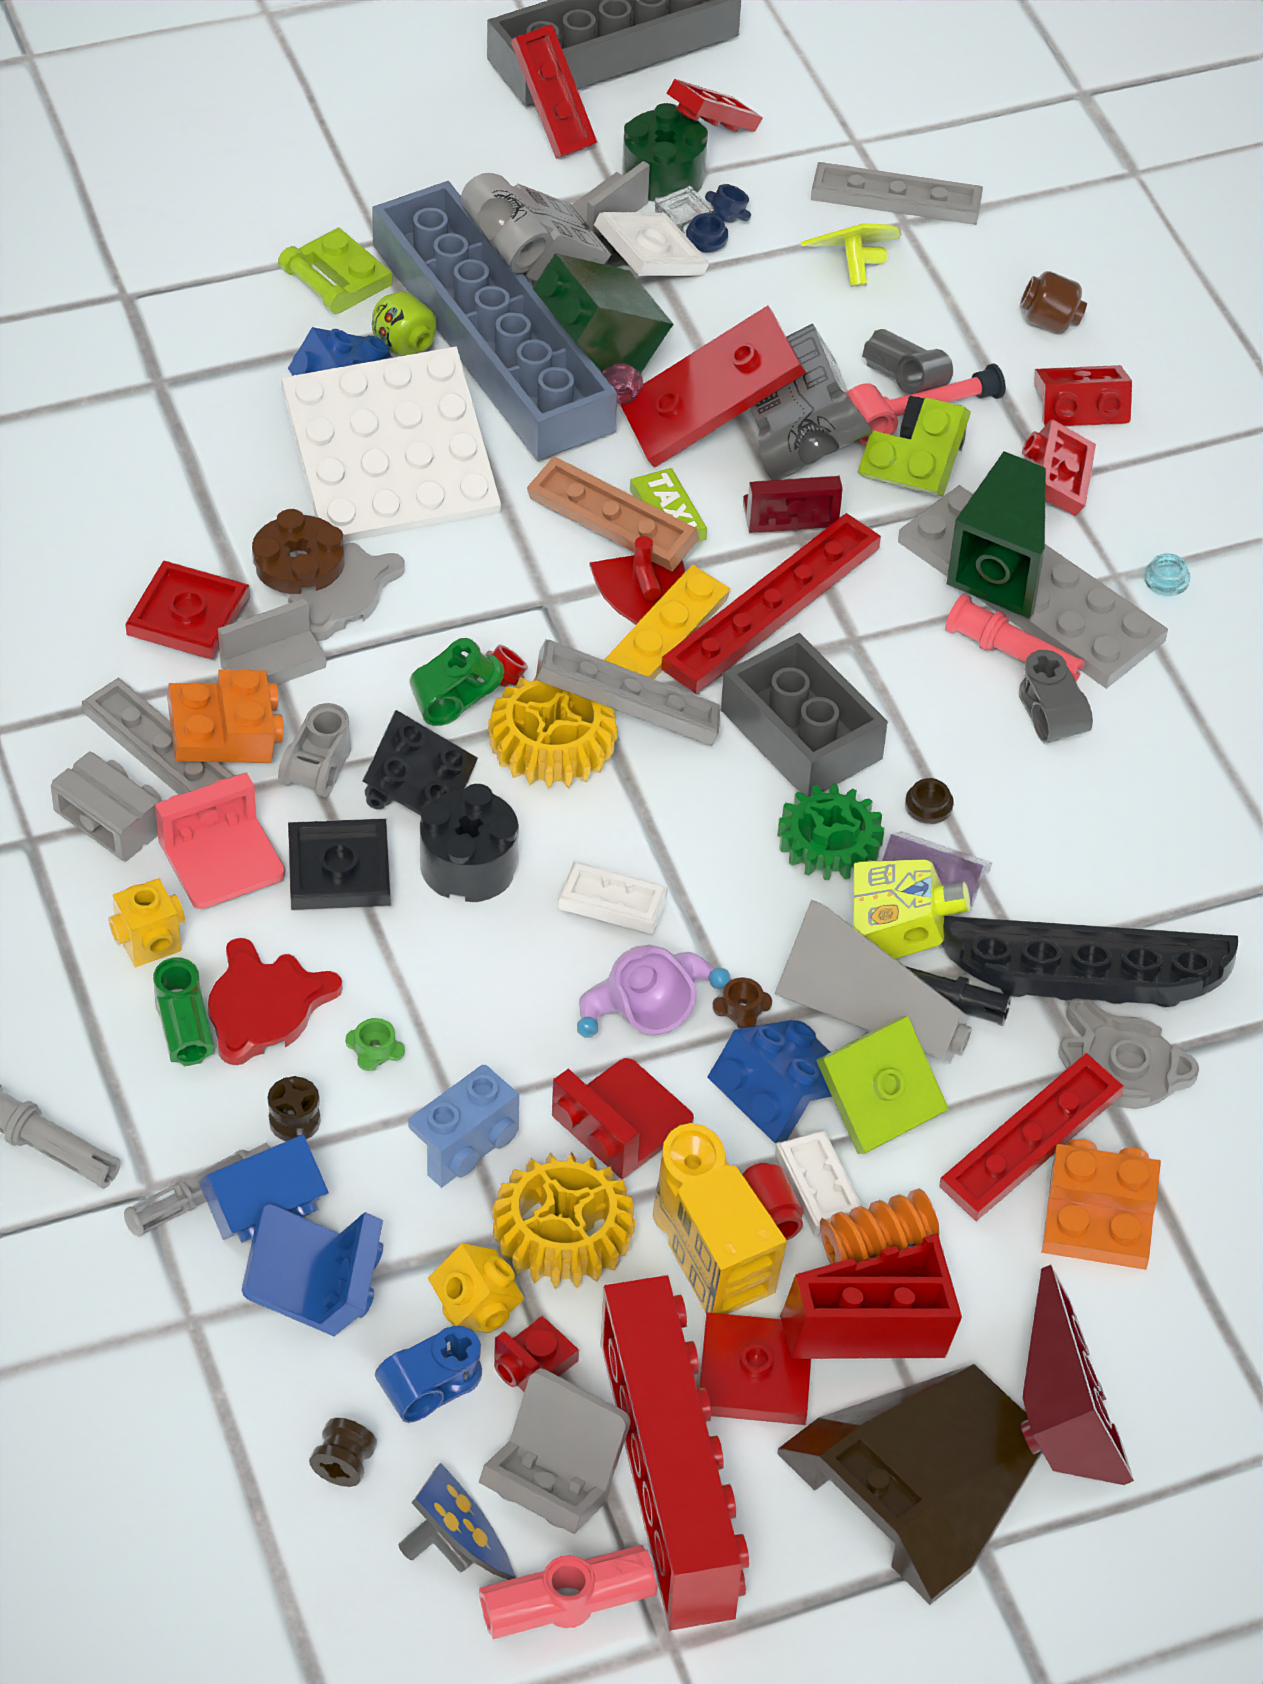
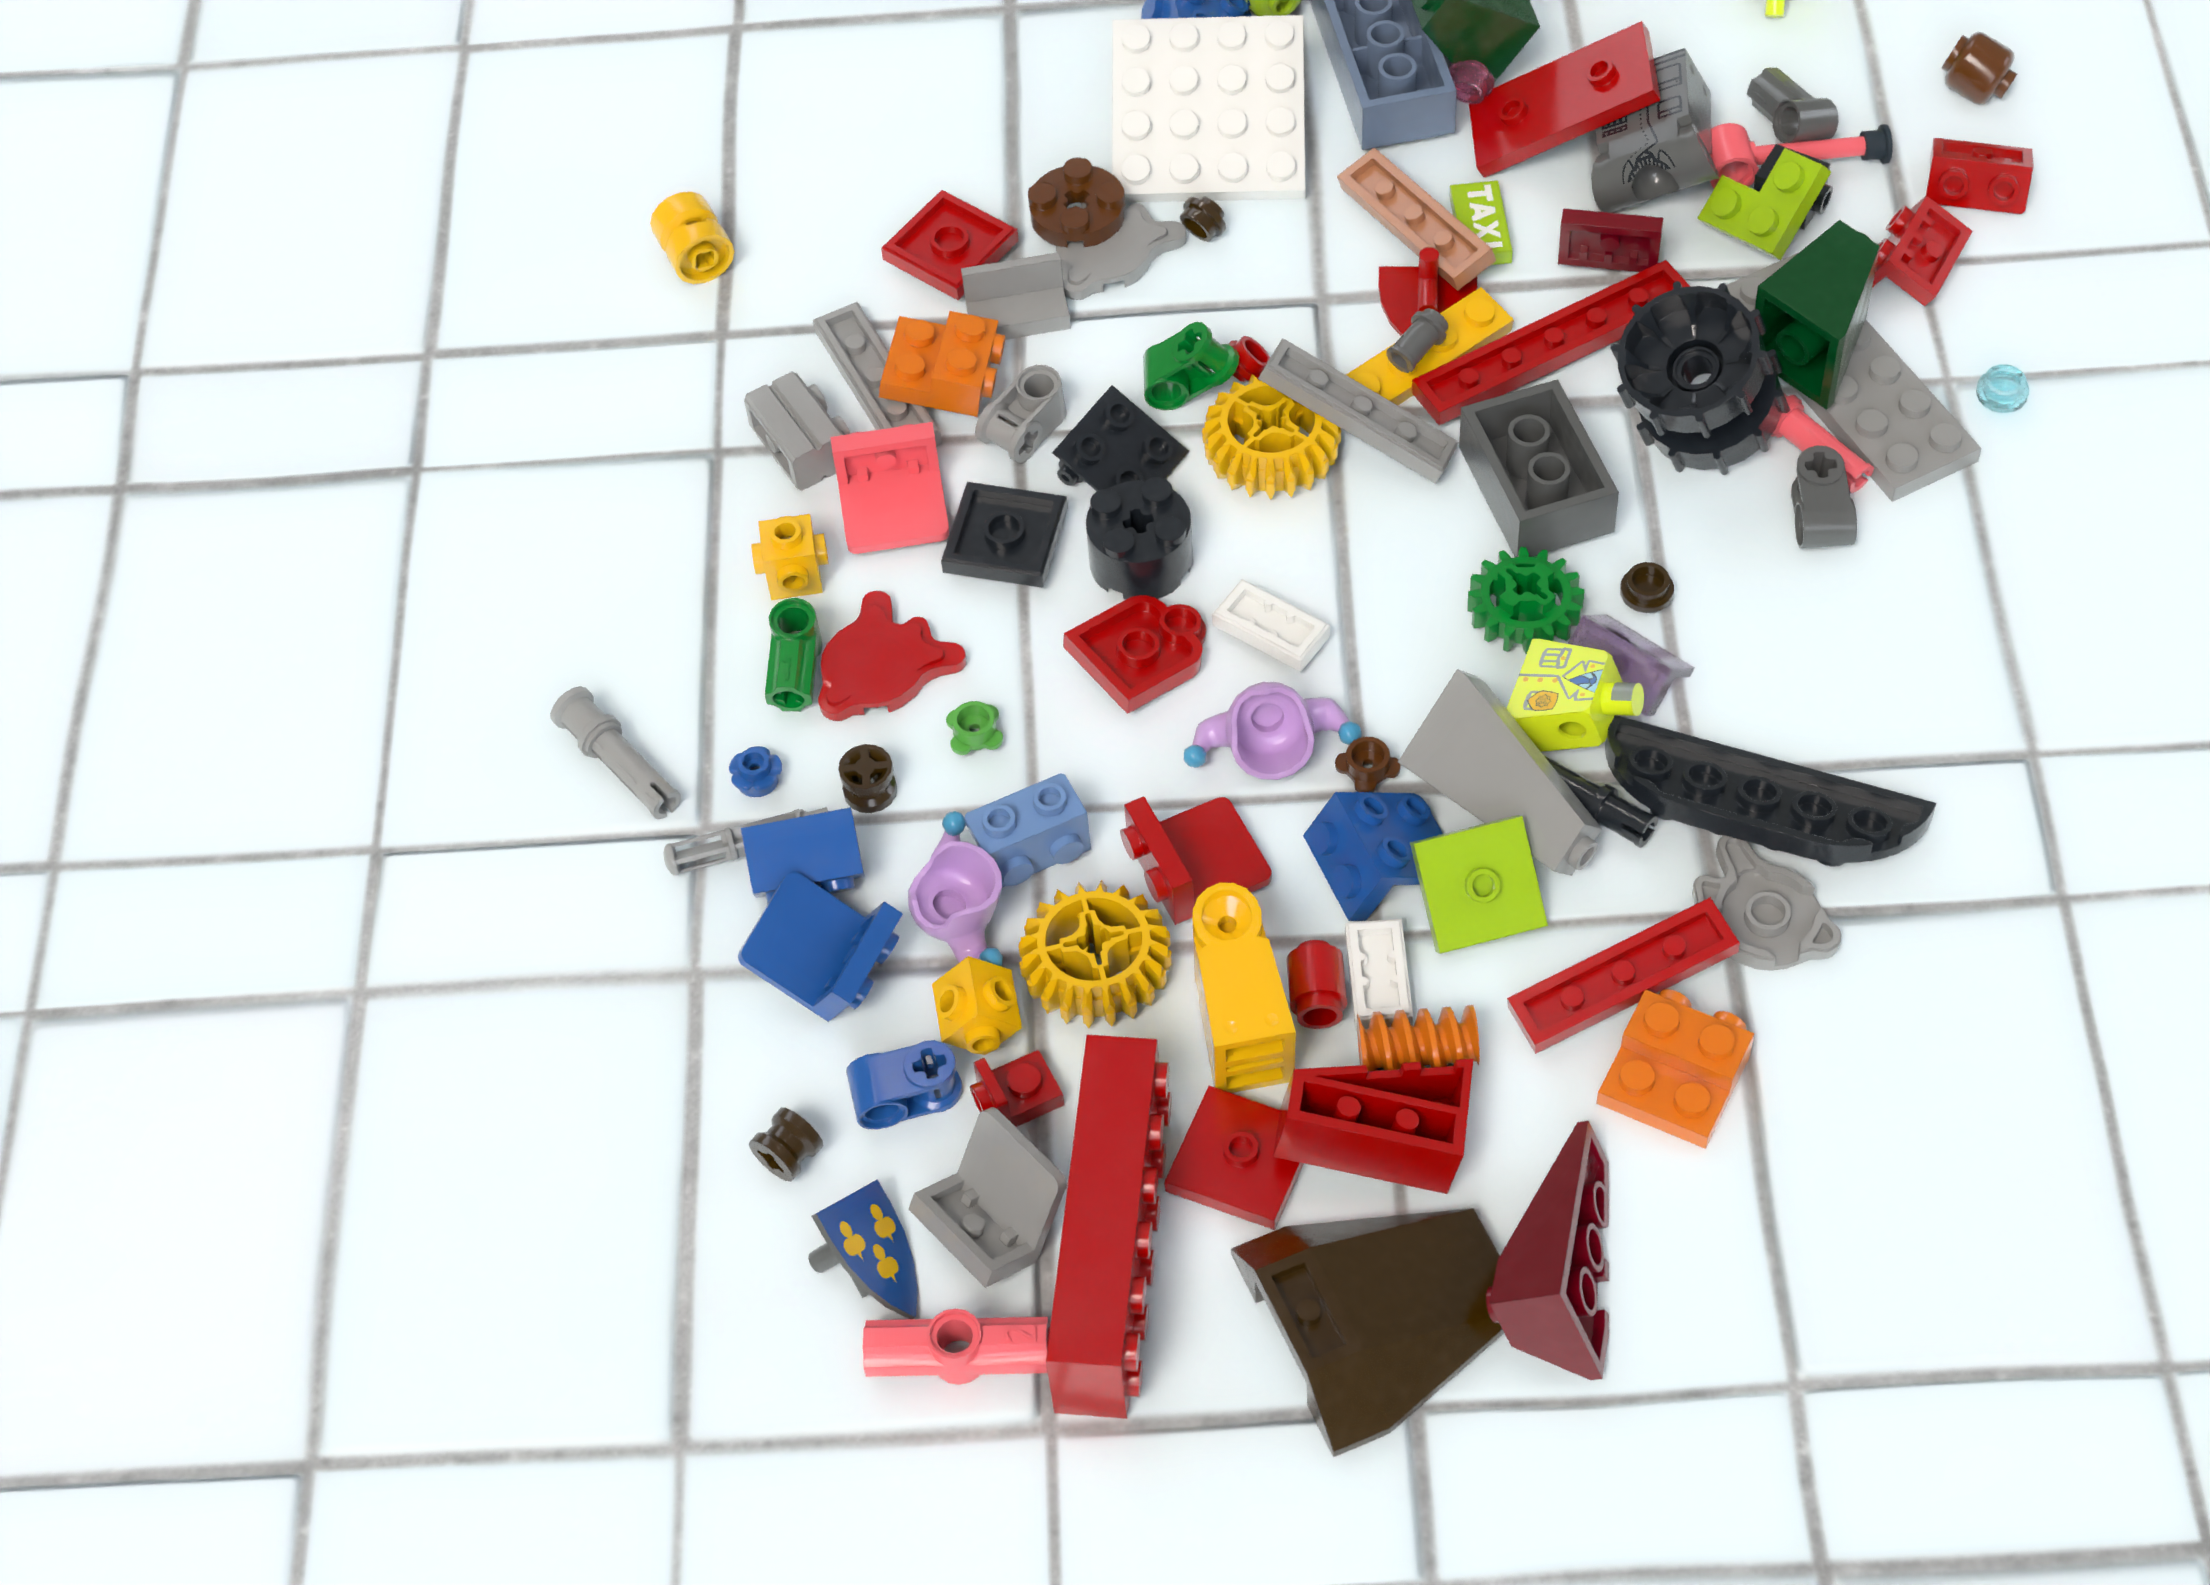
camera: 25 degrees right, 5 degrees up
(184, 1135) = (759, 781): none -> blue plate
(417, 545) = (1203, 218): none -> dark brown plate
(422, 1192) = (957, 894): none -> lavender piece
(500, 942) = (1139, 648): none -> red plate
(663, 611) = (1426, 330): none -> dark grey pin
(918, 570) = (1693, 335): none -> black piece

